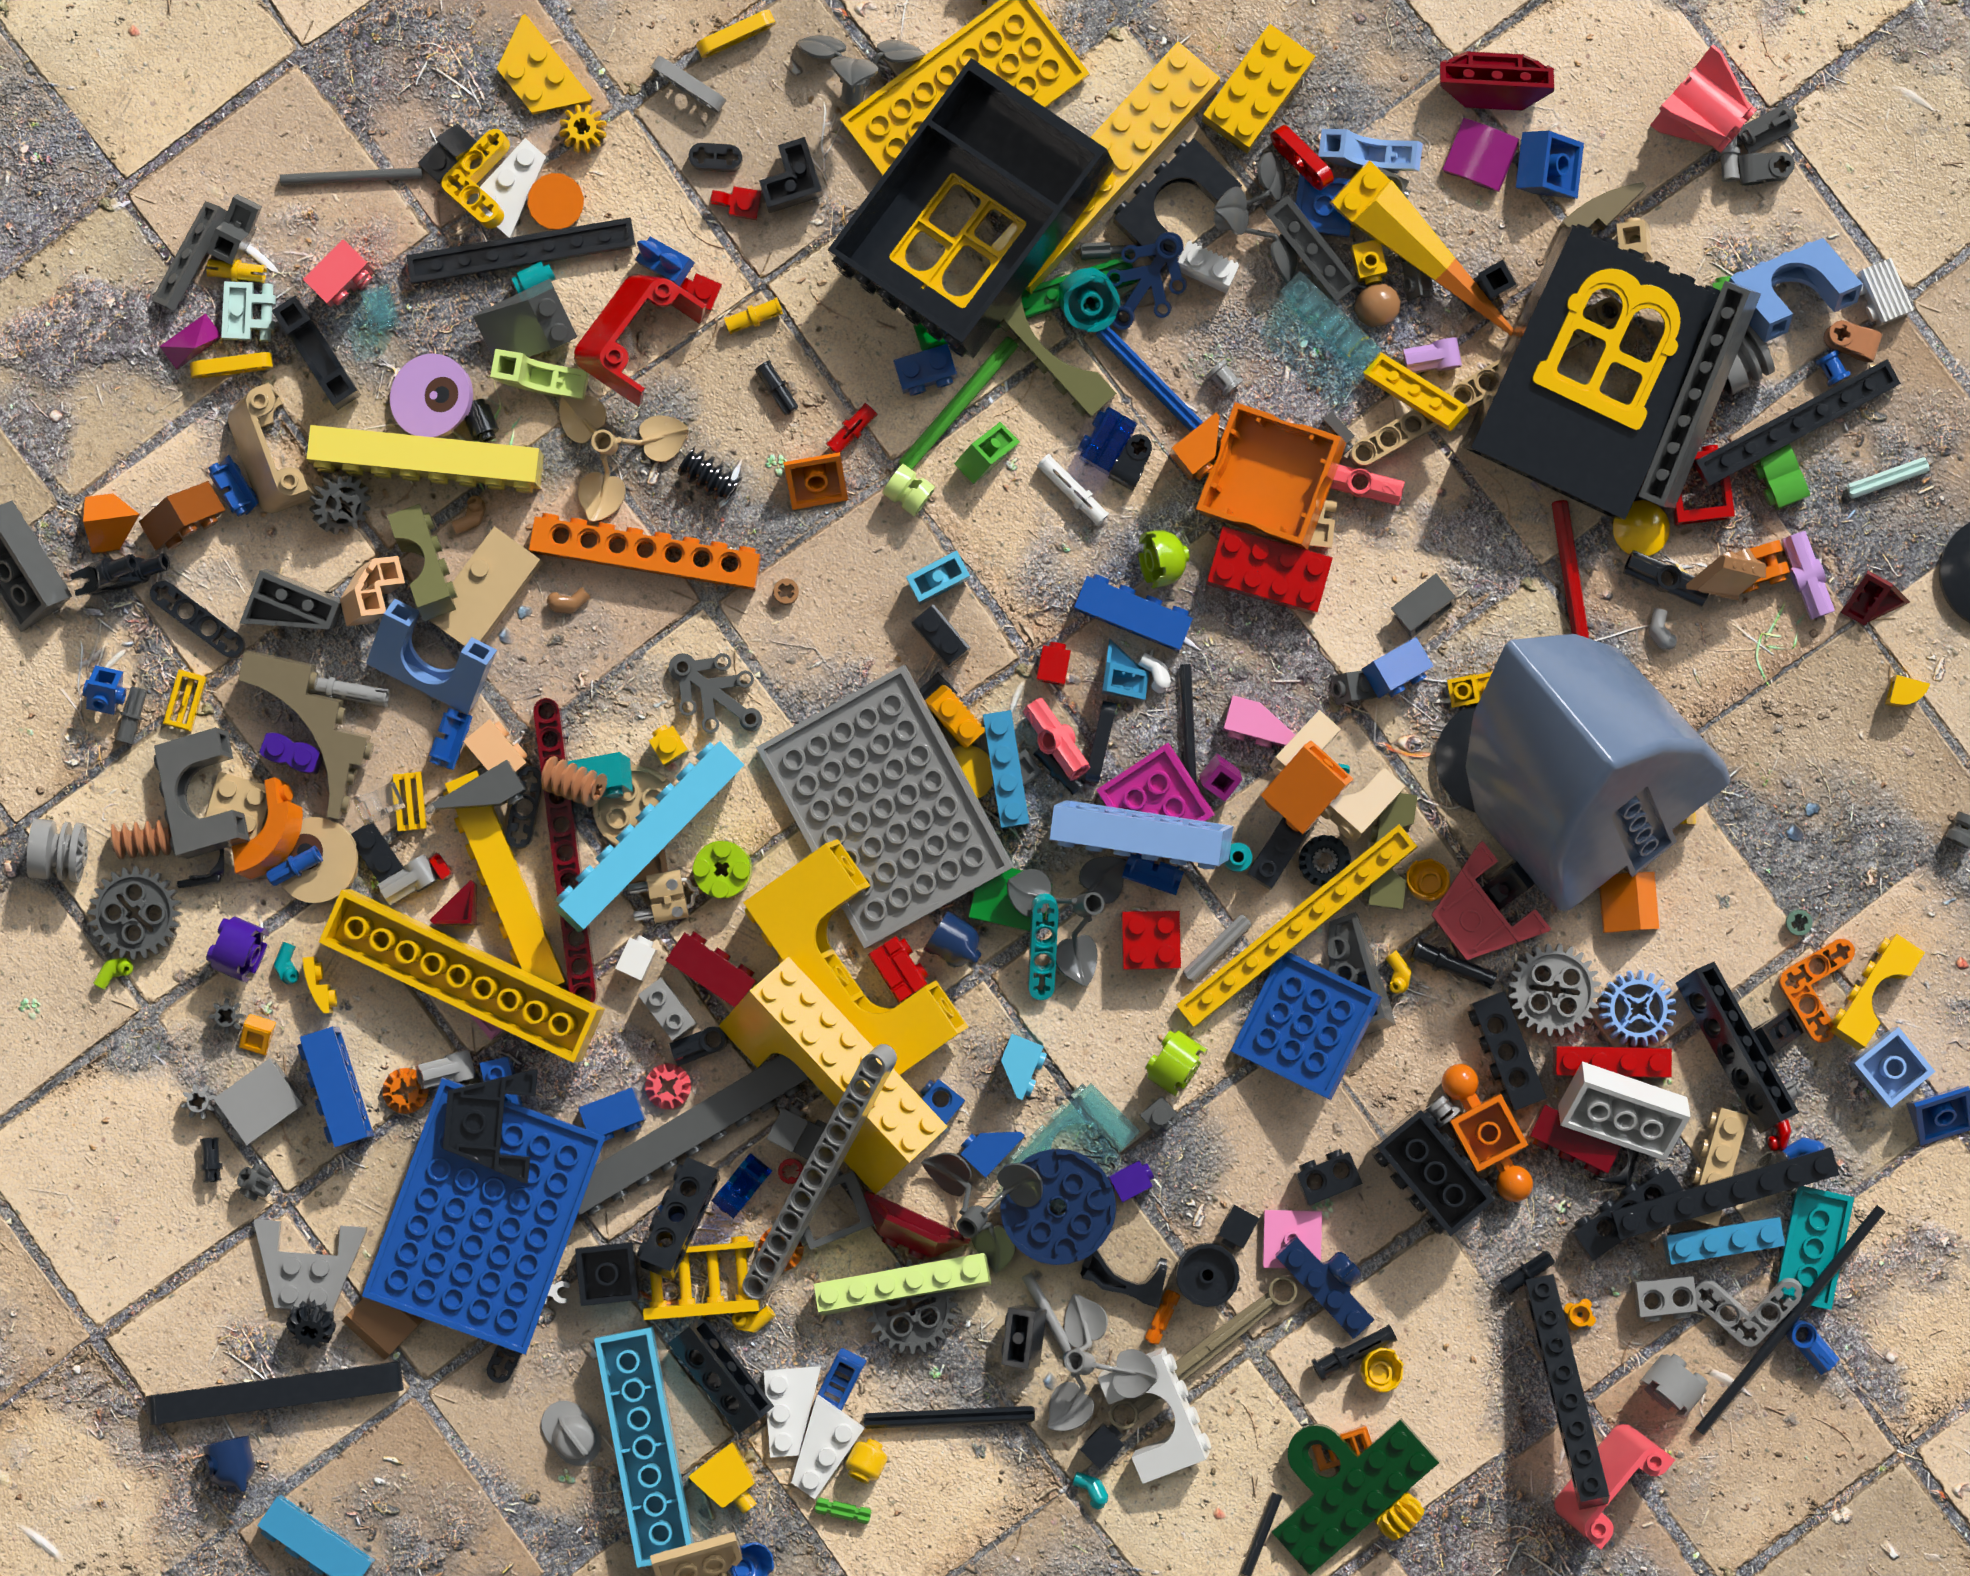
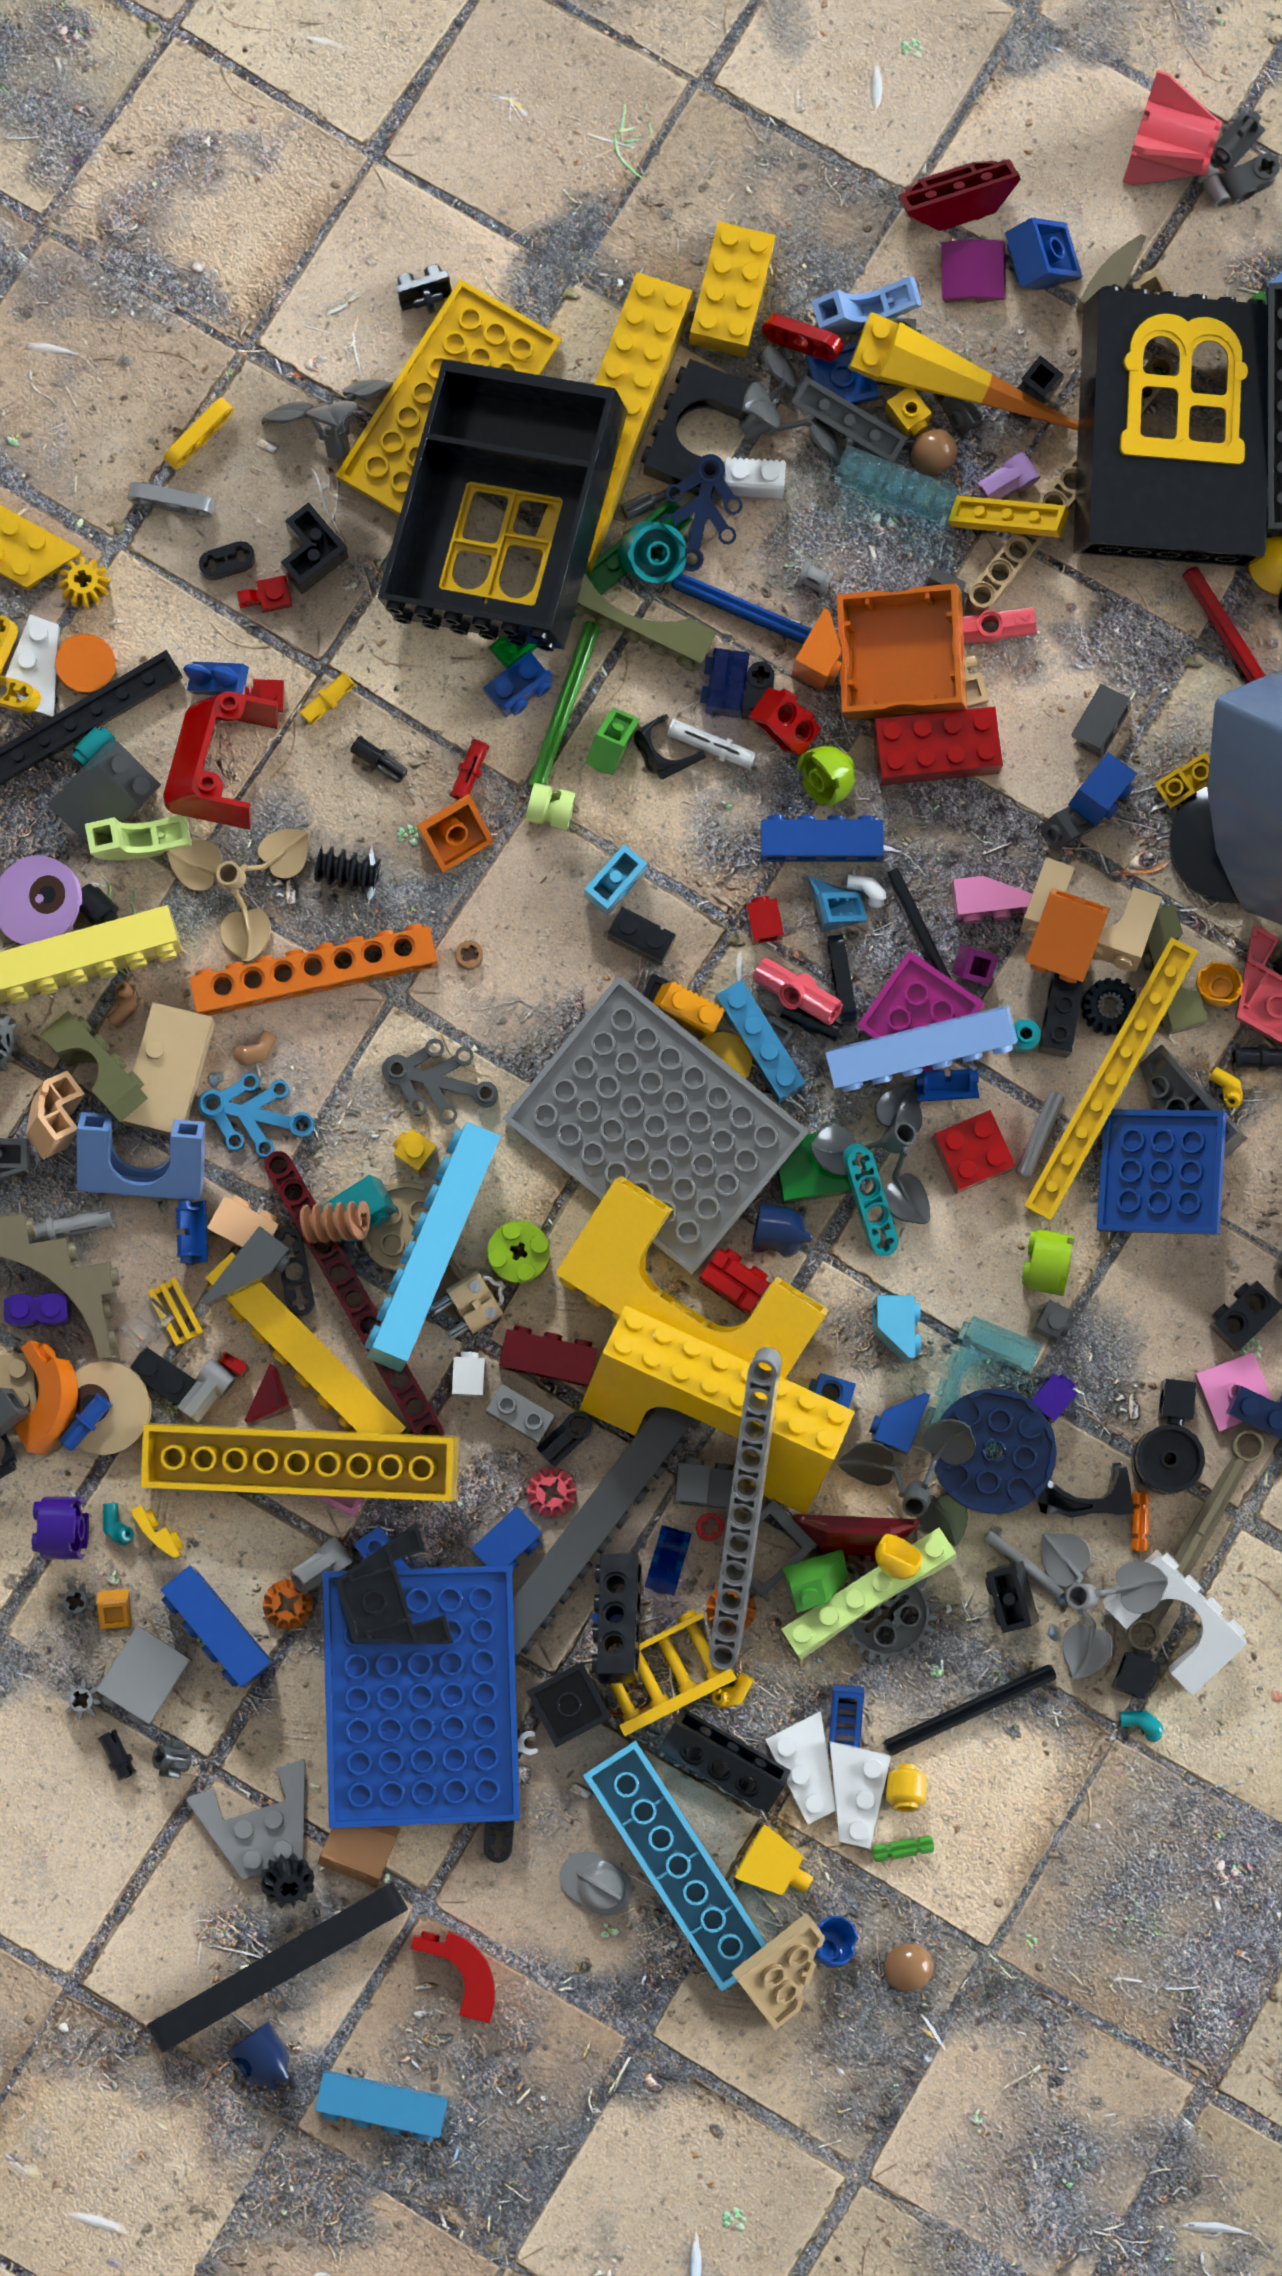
camera: 30 degrees left, 5 degrees down
(438, 1460) = (474, 1967): none -> red arch
(541, 655) = (251, 1113): none -> dark azure plant
(860, 1254) = (815, 1579): none -> bright green slope
(935, 1264) = (897, 1557): none -> yellow hair
(1016, 486) = (653, 760): none -> black helmet
(1143, 497) = (785, 721): none -> red brick

